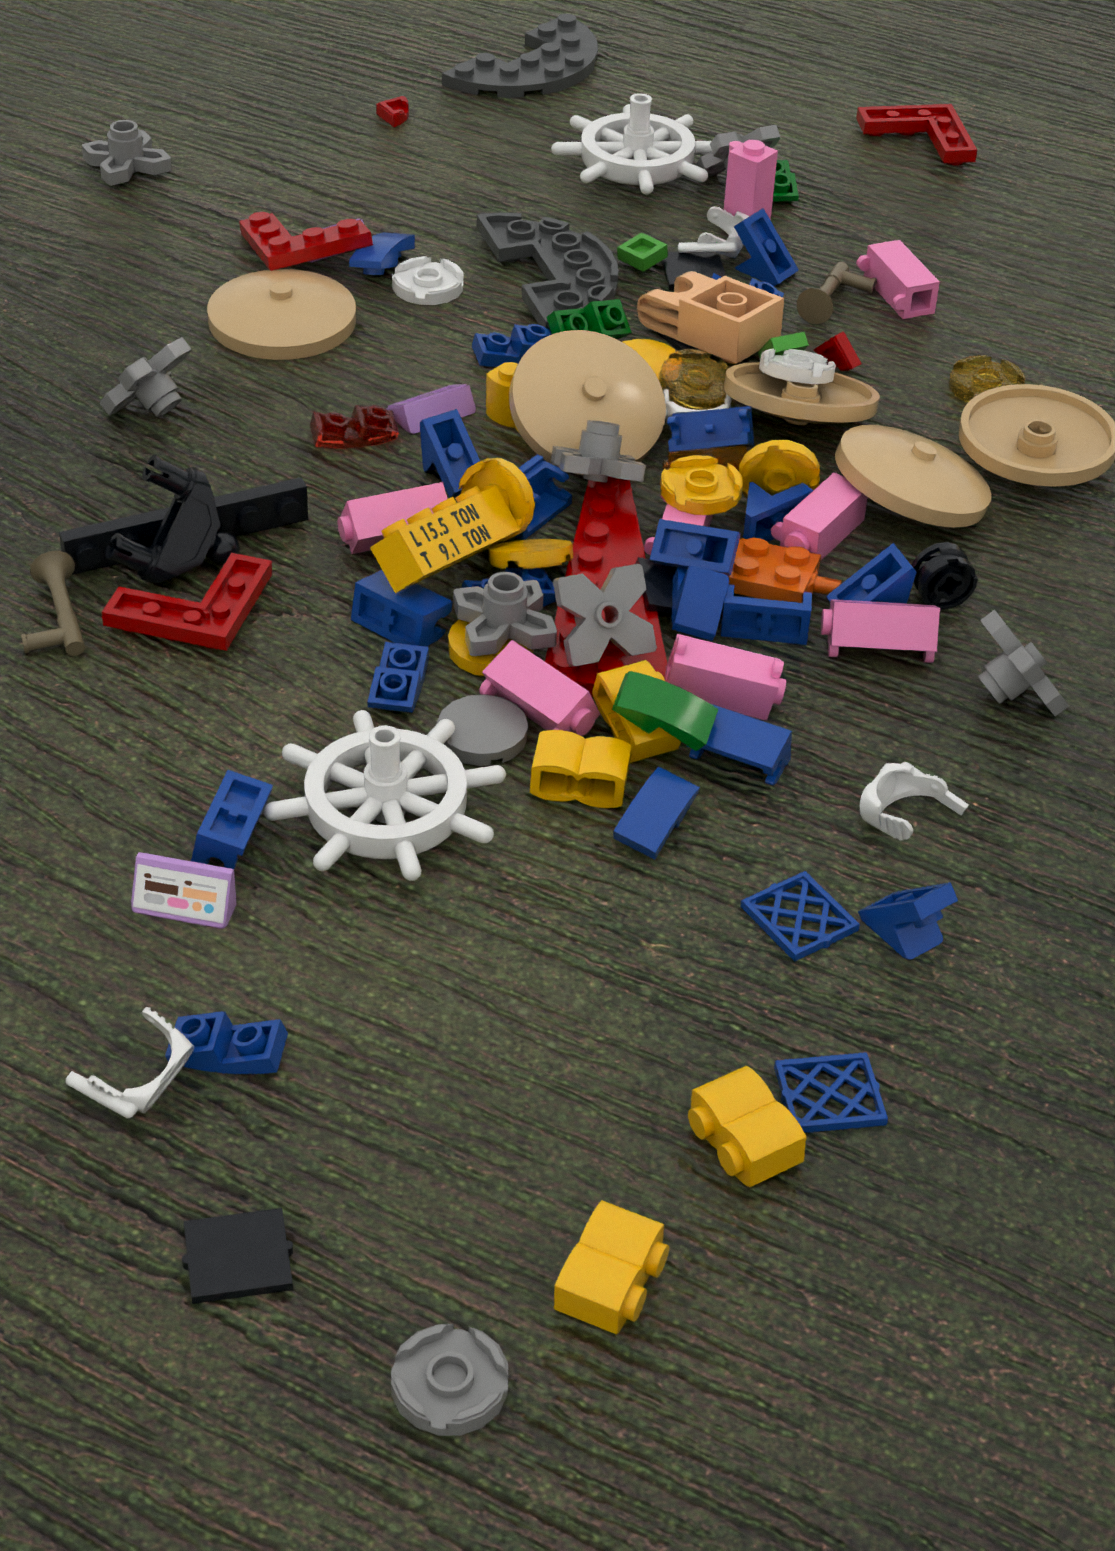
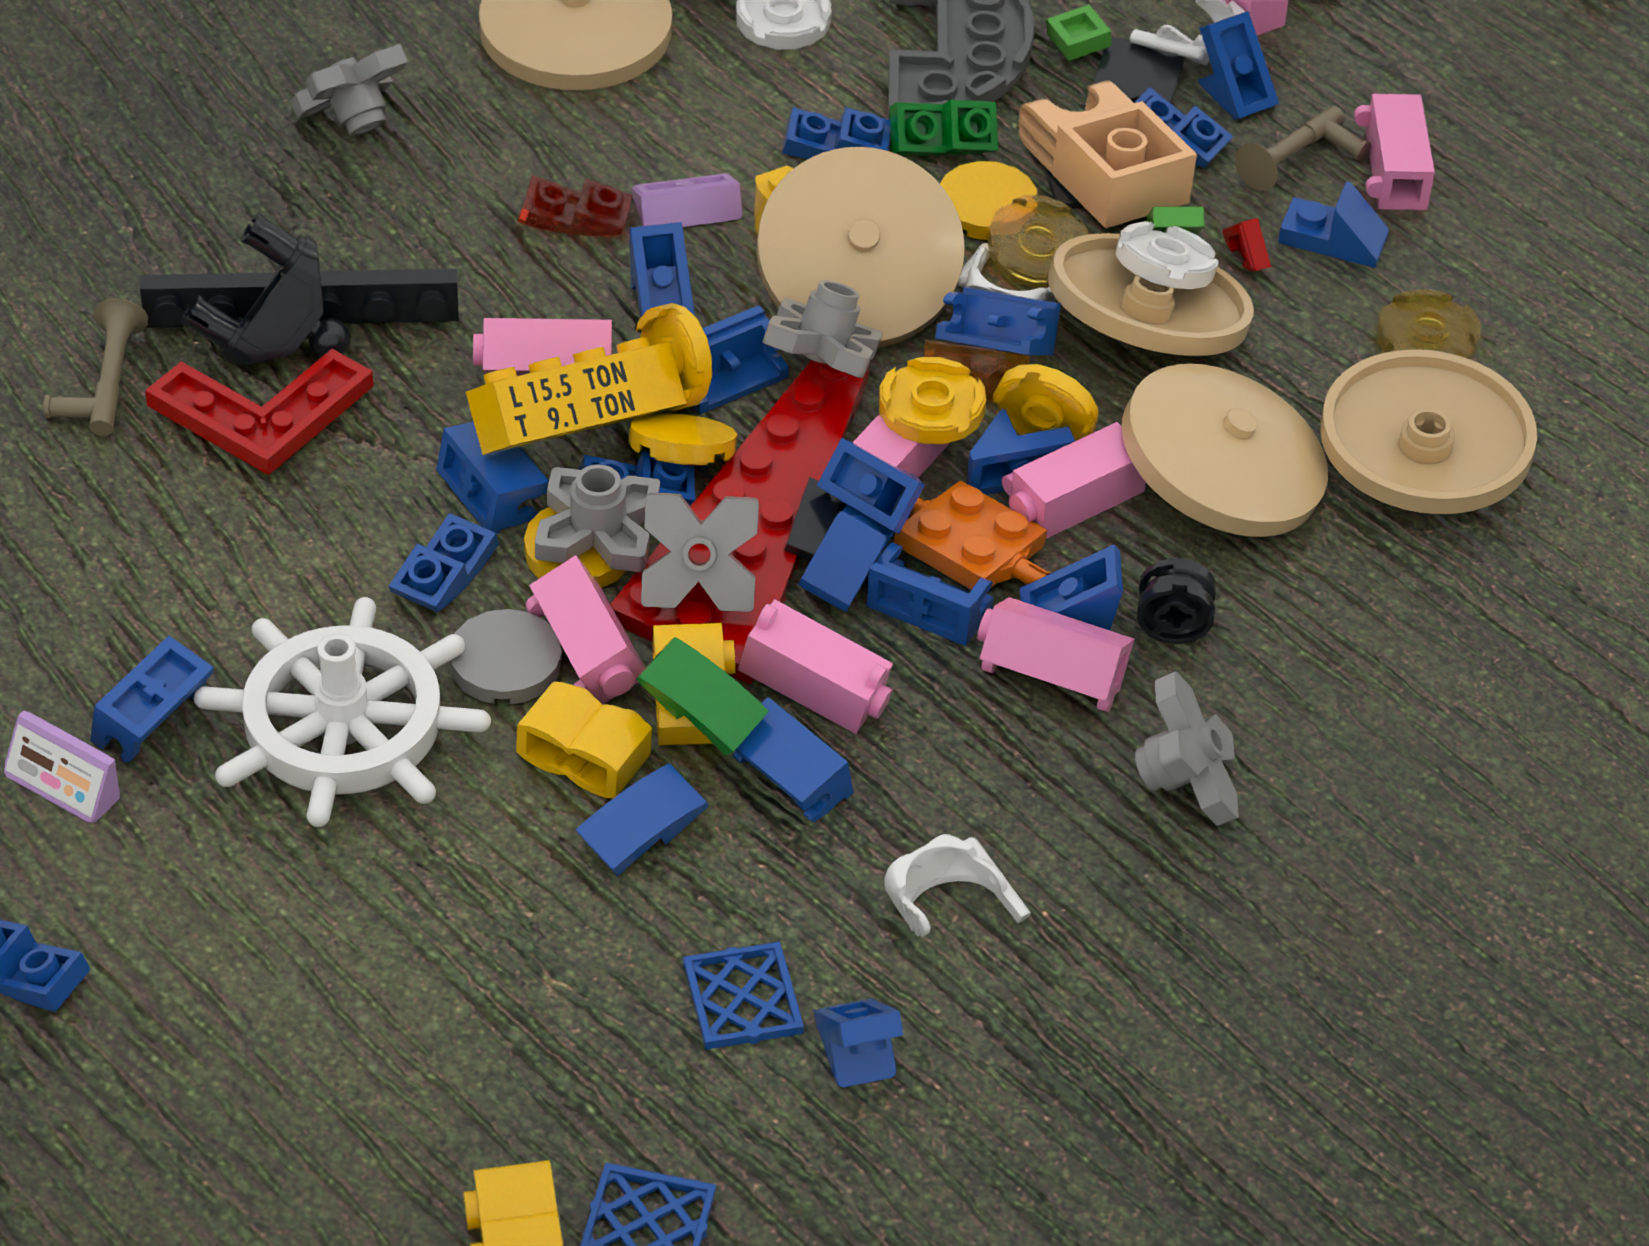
camera: 20 degrees right, 5 degrees up
(894, 335) = (1343, 232): none -> blue slope

